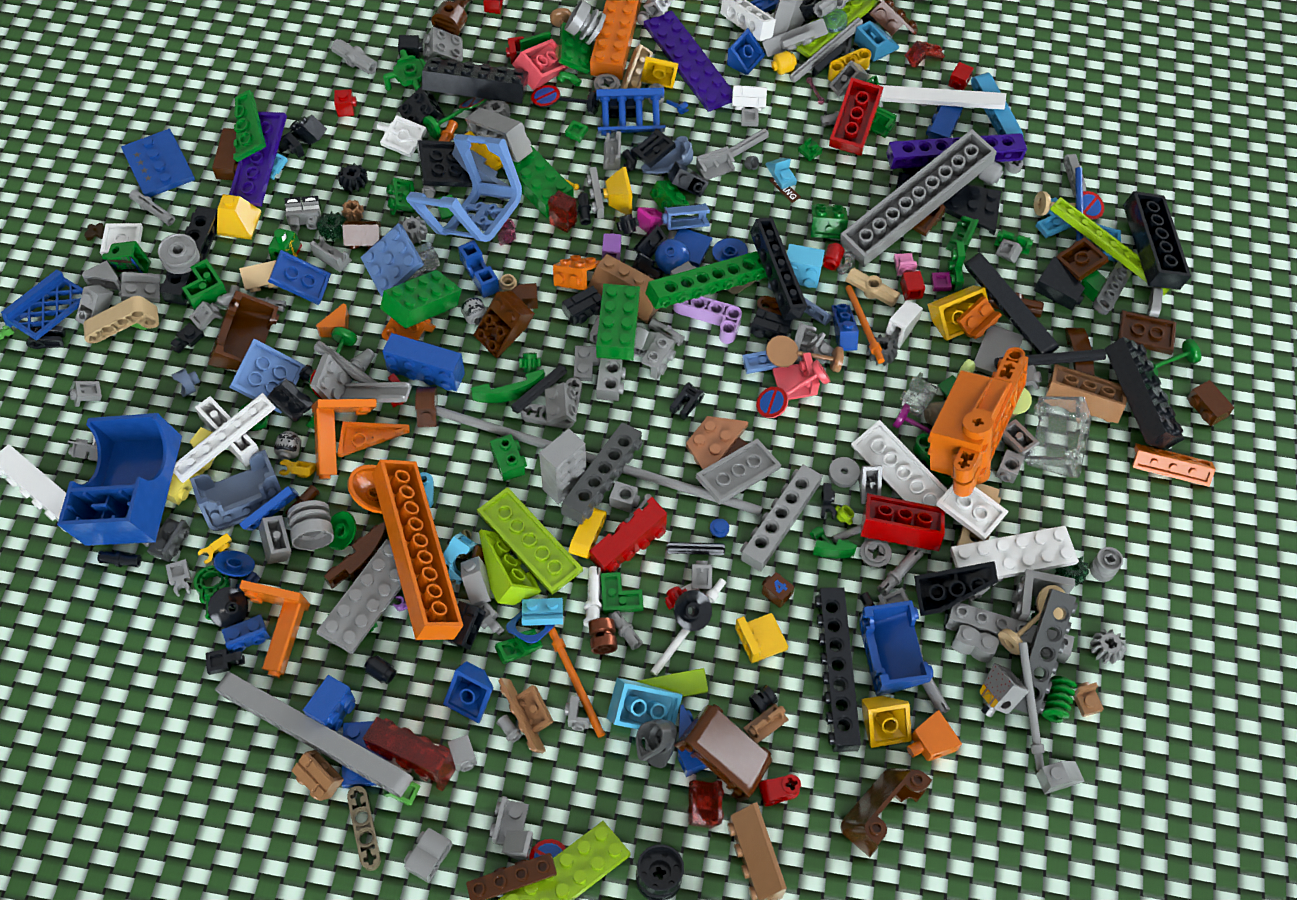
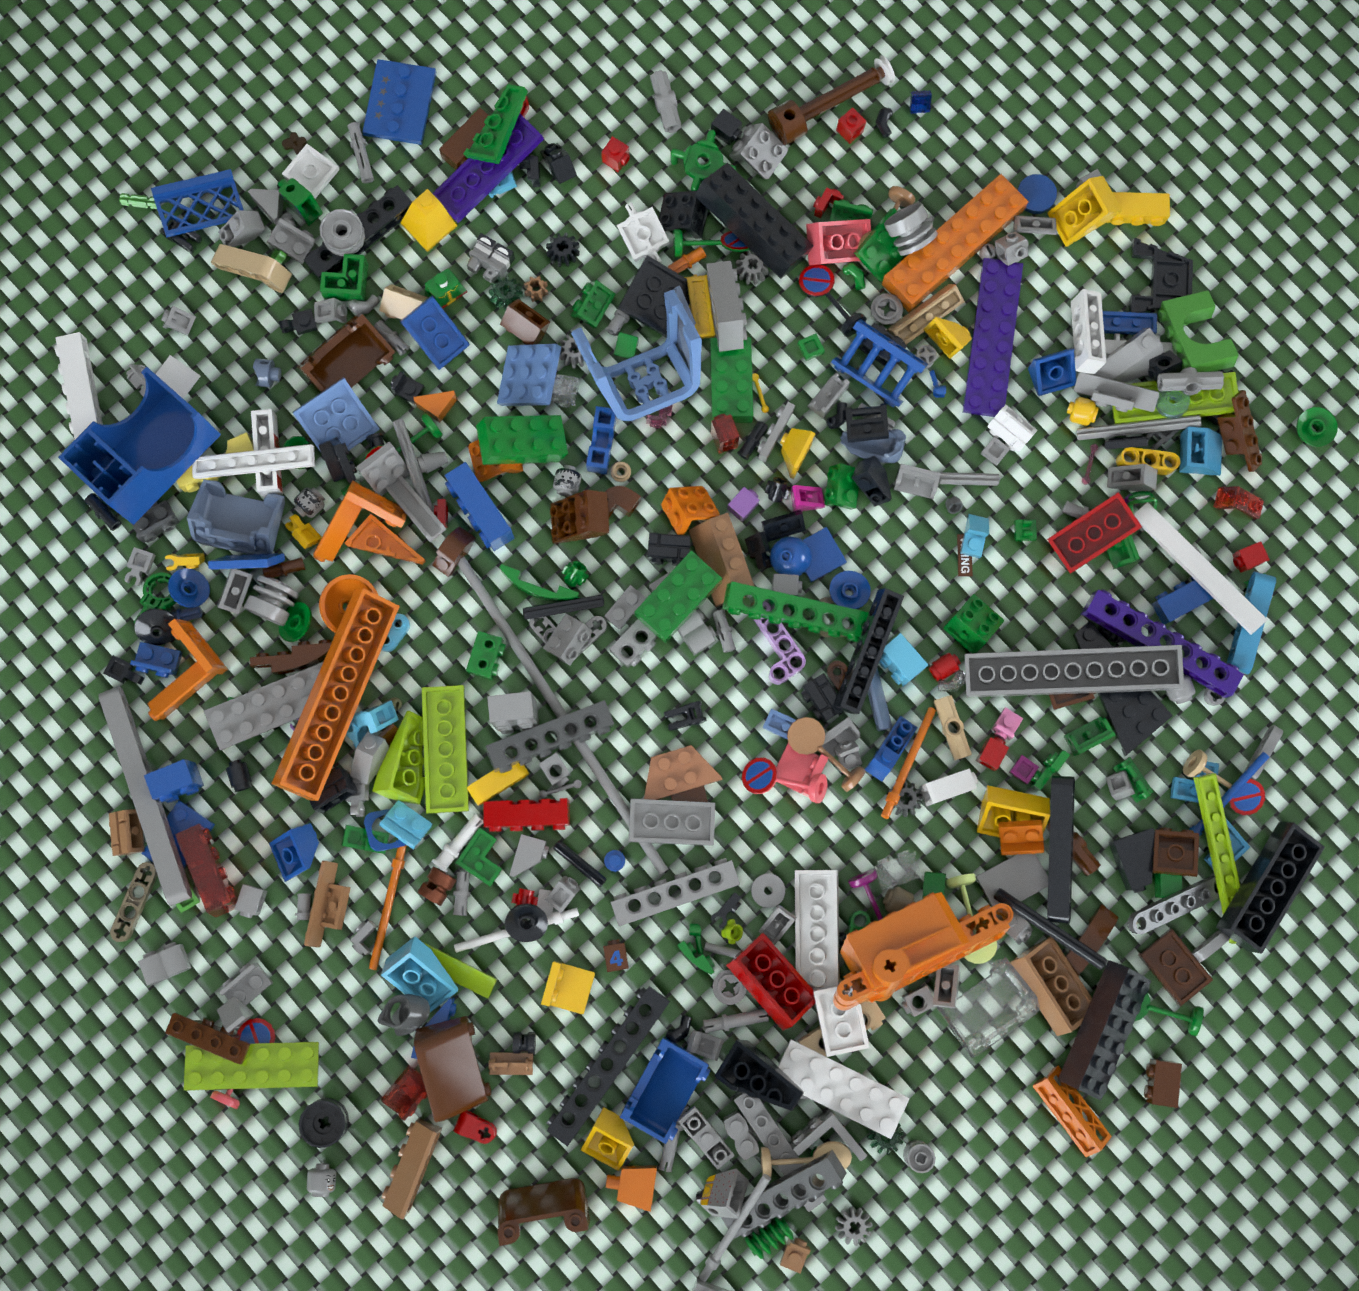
camera: 35 degrees right, 20 degrees up
(304, 328) = (406, 387): none -> black bracket
(330, 255) = (484, 323): light grey hinge -> none
(653, 566) = (528, 854): none -> light grey slope
(659, 355) = (693, 653): light grey bracket -> none
(686, 222) = (837, 523): medium blue window -> none
(953, 662) = (706, 1137): none -> light grey slope

